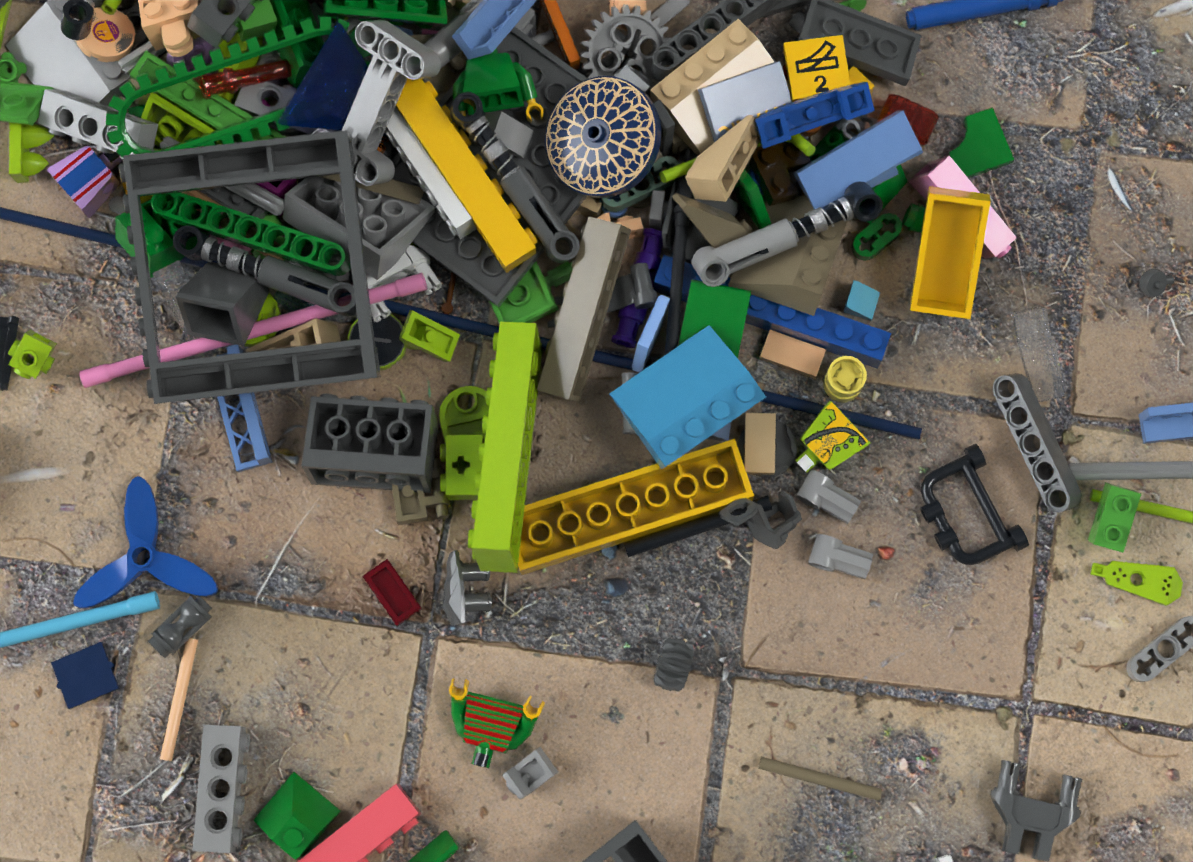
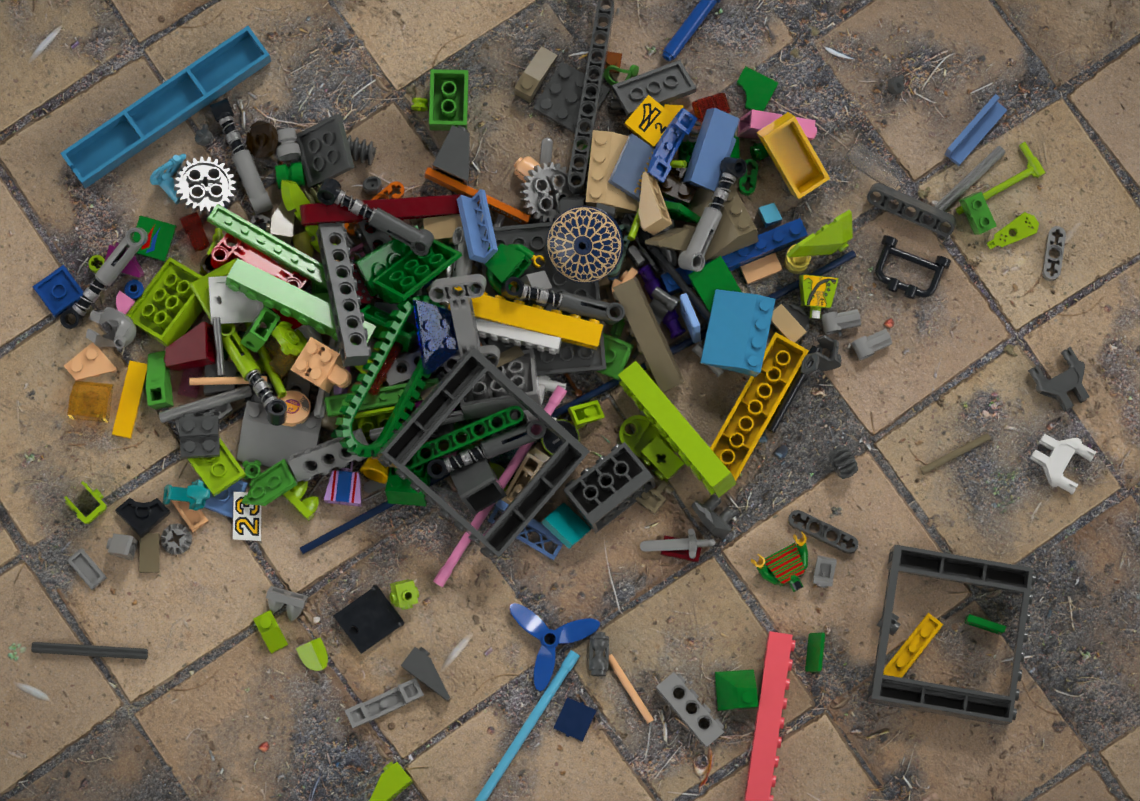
camera: 50 degrees left, 0 degrees up
(280, 442) = (566, 525): none -> teal tile
(405, 595) = (690, 543): none -> light grey sword
(579, 723) = (824, 529): none -> dark grey beam
(898, 384) = (827, 239): none -> lime wedge

